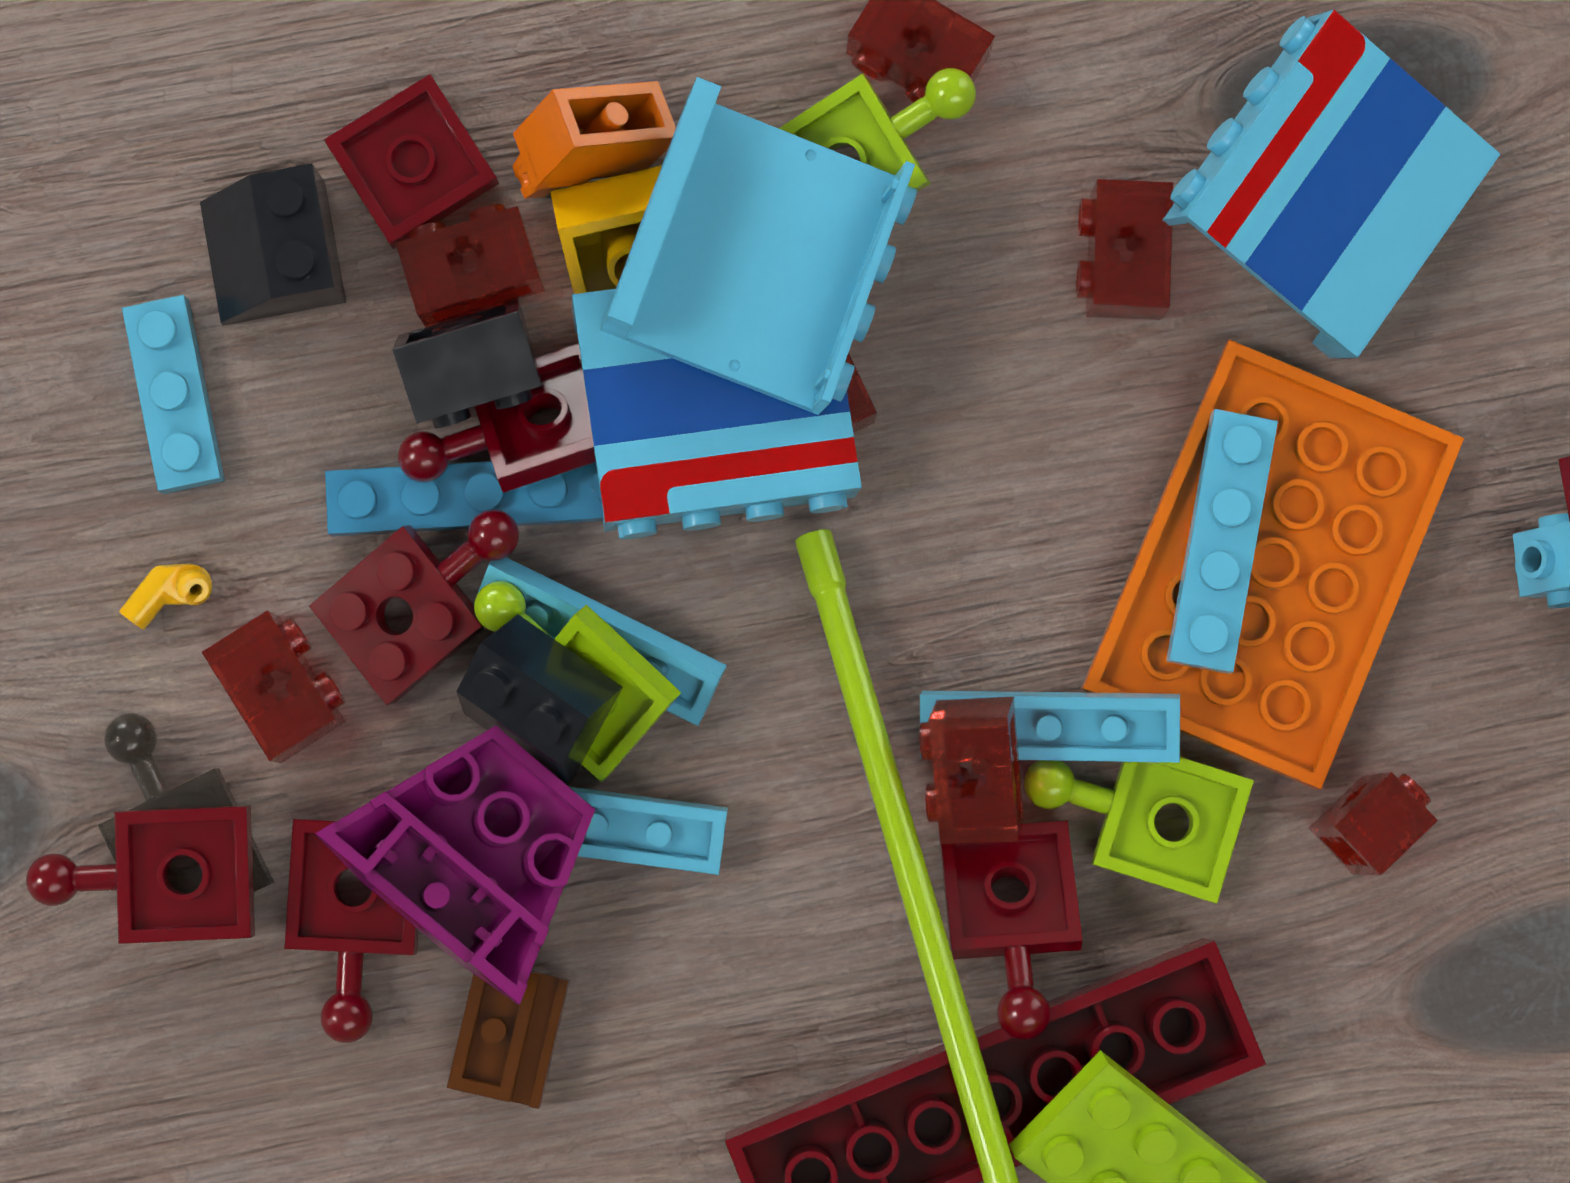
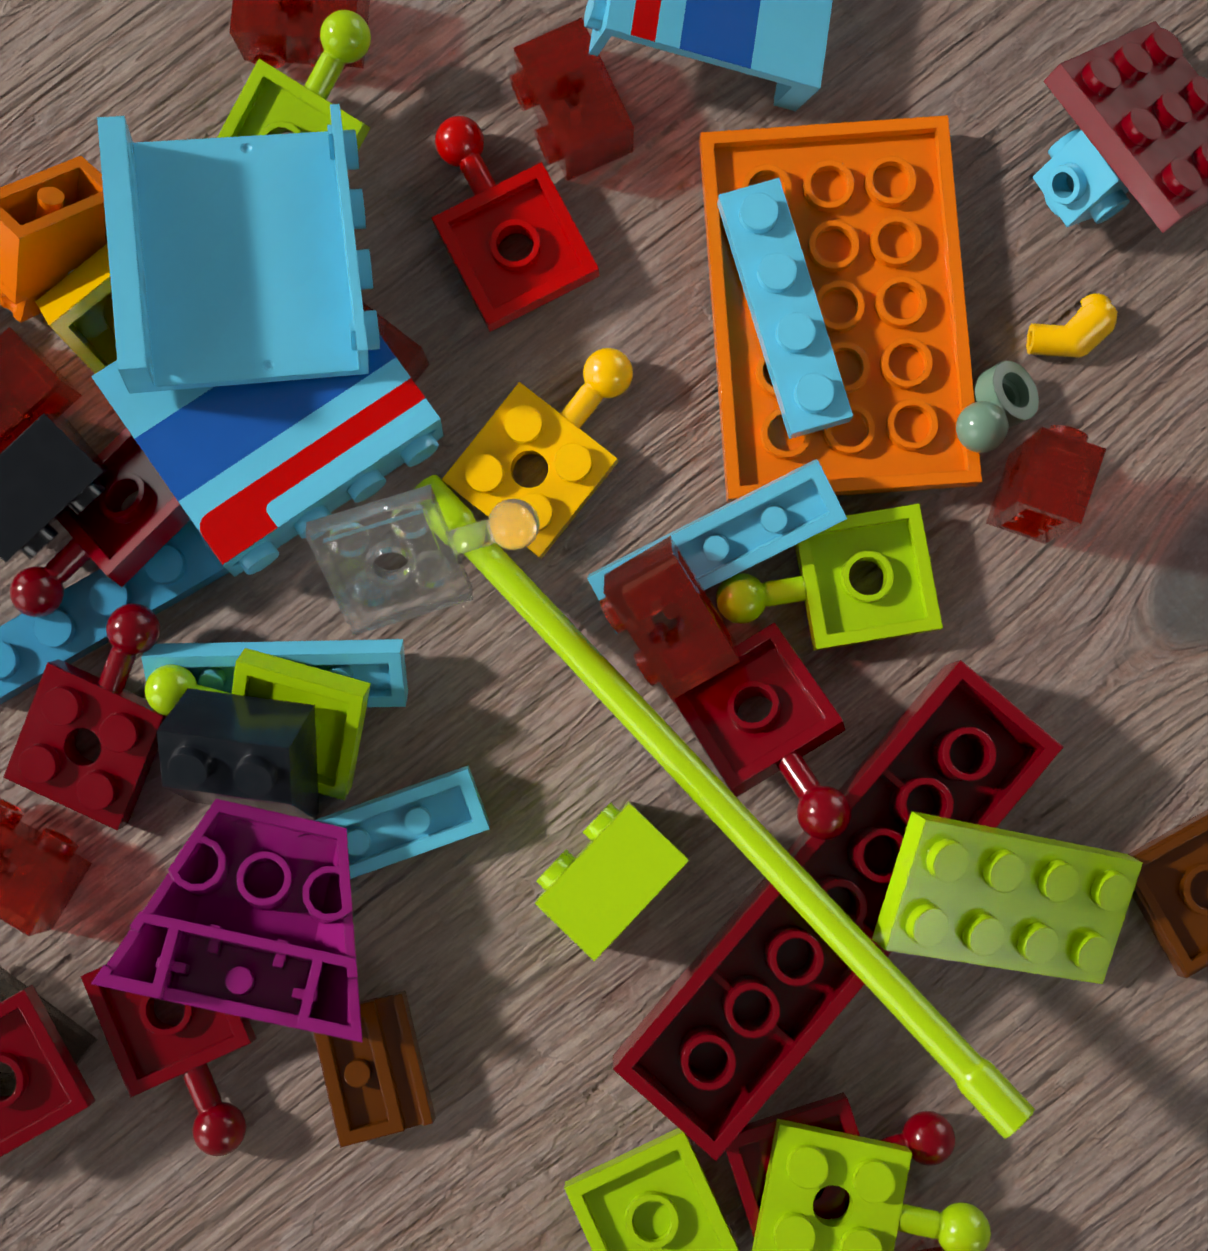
camera: 20 degrees left, 0 degrees up
(789, 575) = (418, 531): none -> clear plate
(806, 972) = (609, 879): none -> lime brick
(940, 530) = (531, 426): none -> yellow plate
(1031, 320) = (519, 205): none -> red plate
(1381, 725) = (1002, 400): none -> sand green plate
(1483, 700) = (1080, 335): none -> yellow arm

